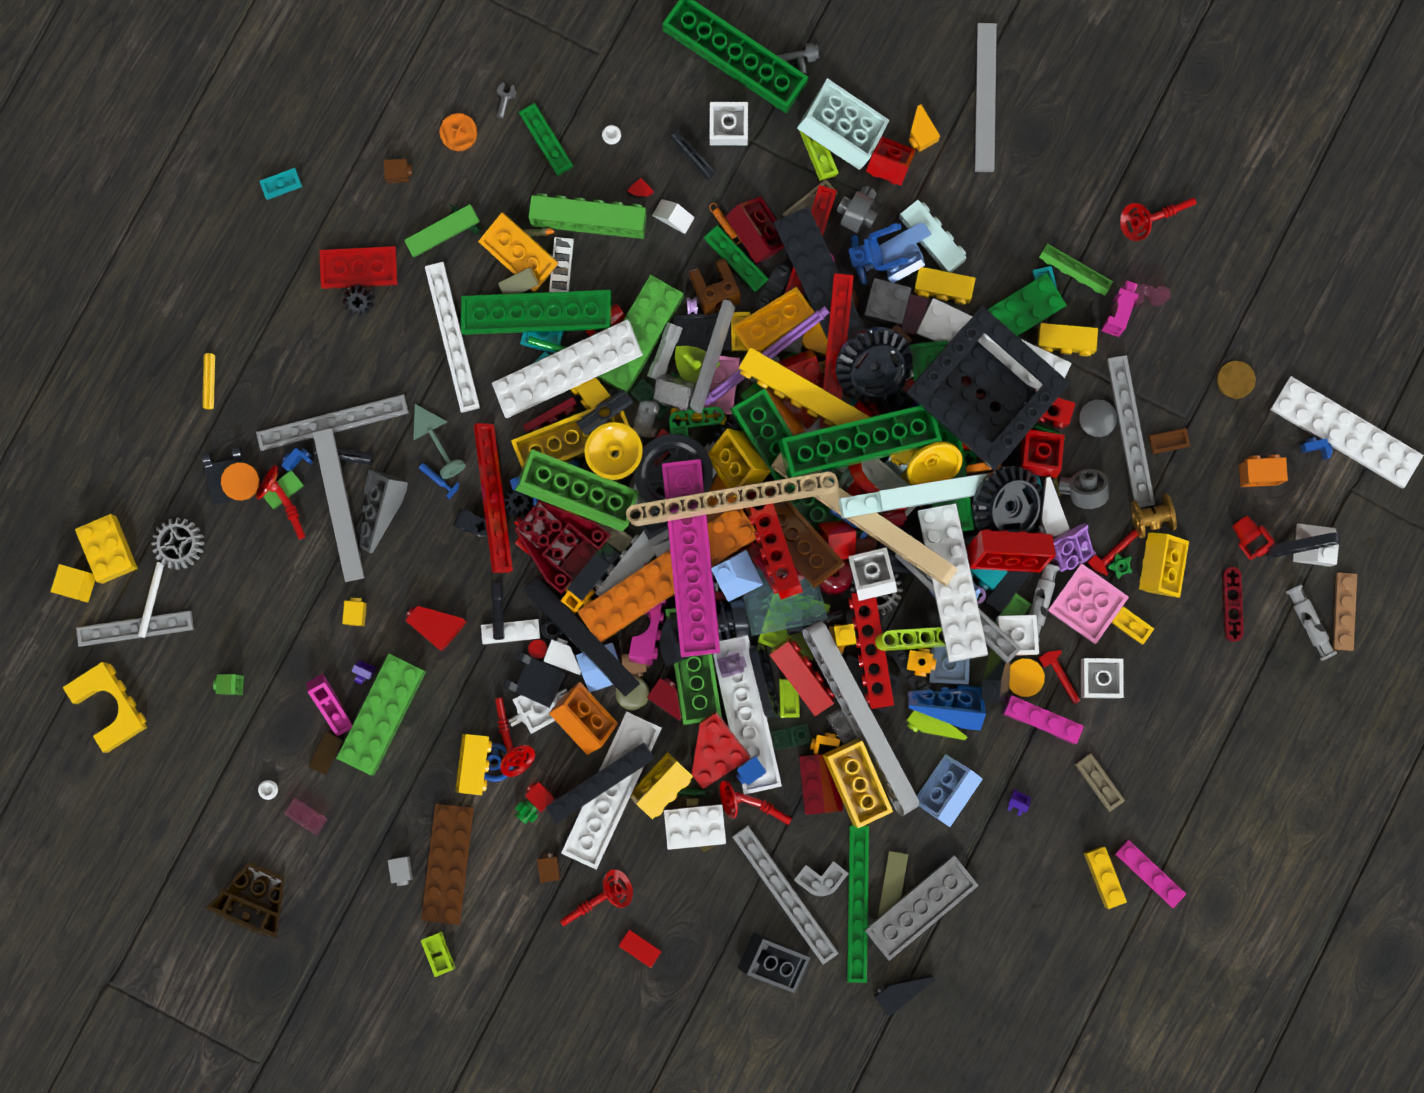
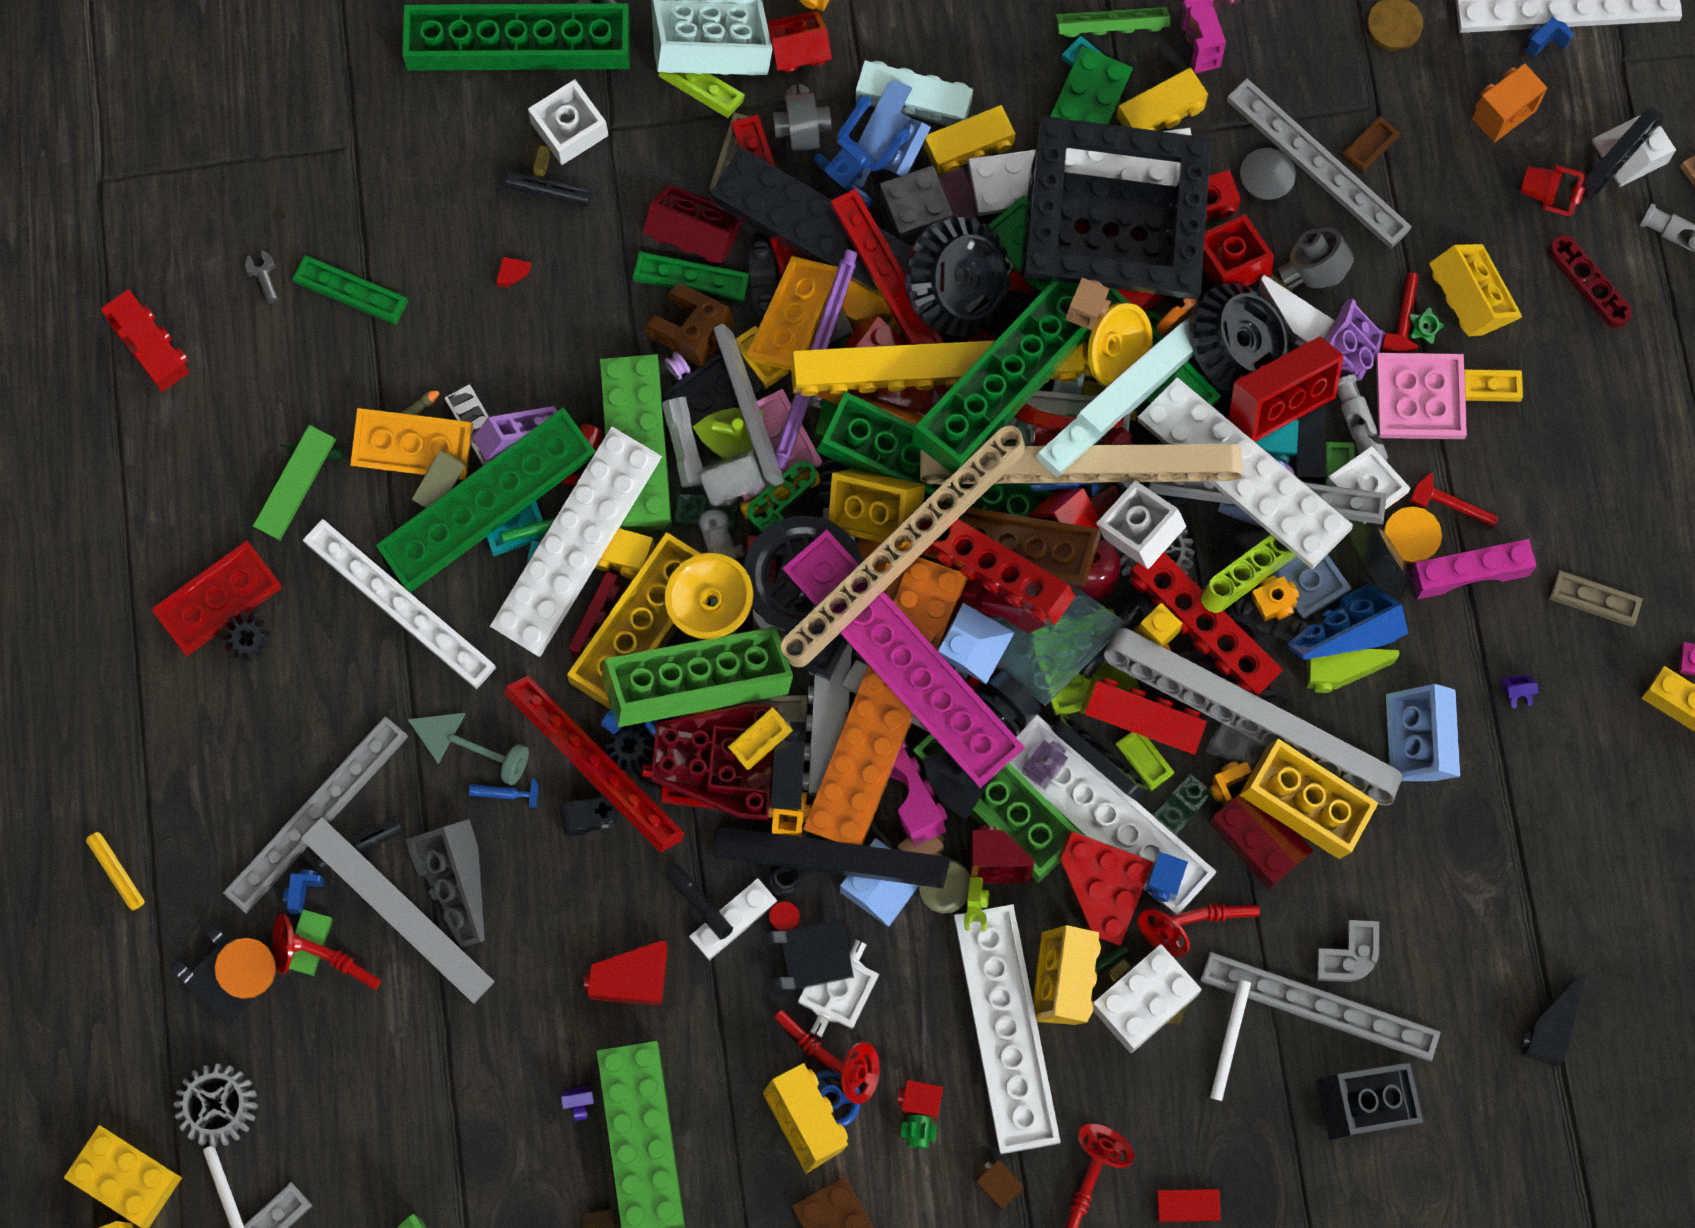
camera: 40 degrees left, 10 degrees down
(280, 183) = (42, 562): teal plate -> none
(329, 704) = (563, 1174): dark pink slope -> none
(354, 612) = (513, 1033): yellow brick -> none
(397, 170) = (186, 447): reddish brown brick -> none
(415, 95) = (145, 340): none -> red wedge
(458, 132) = (231, 352): orange tile -> none
(562, 656) = (824, 903): white slope -> none
(568, 280) = (504, 430): none -> medium lavender slope
(583, 718) = (907, 960): orange slope -> none
(587, 547) = (760, 738): none -> yellow plate
(588, 216) = (471, 342): bright green brick -> none
(593, 419) = (669, 541): black piece -> none
(600, 783) = (987, 1024): black brick -> none
(611, 134) = (429, 231): white plate -> none
(640, 714) = (977, 899): none -> lime plate
(673, 215) = (576, 275): white slope -> none
(700, 135) = (542, 160): none -> clear yellow piece
(724, 222) = (646, 244): orange piece -> none
(724, 879) = (1230, 1040): none -> white bar
(858, 904) = (1418, 954): green tile -> none
(893, 880) = (1447, 908): olive tile -> none
(921, 907) = (1499, 901): flat silver plate -> none
(928, 433) = (1088, 304): none -> medium nougat brick
(1101, 678) = (1505, 469): white brick -> none
(1154, 518) = (1410, 250): pearl gold hose -> none

